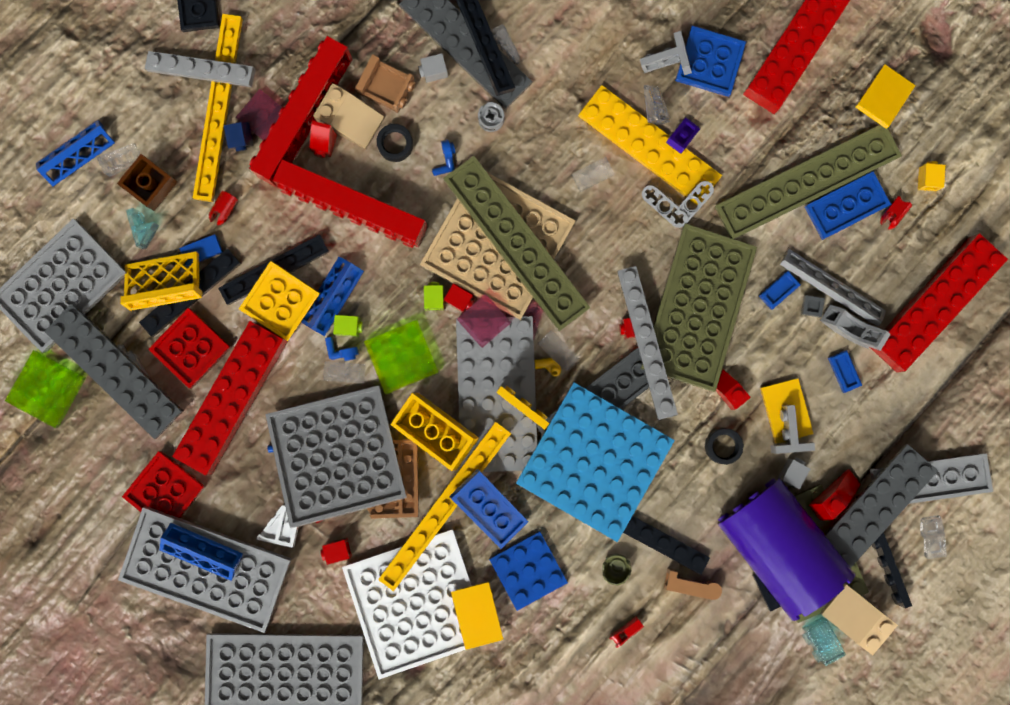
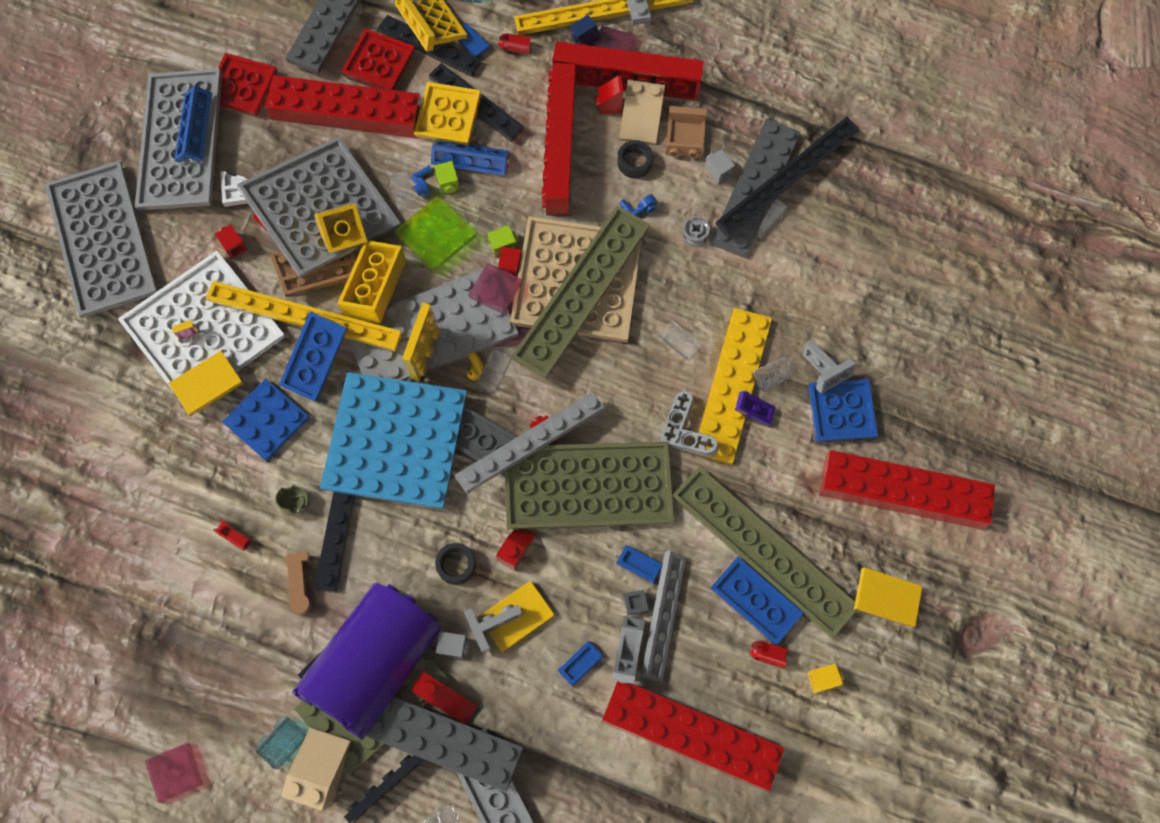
camera: 70 degrees right, 15 degrees down
(371, 443) = (341, 227): none -> yellow slope
(418, 619) = (185, 330): none -> tile

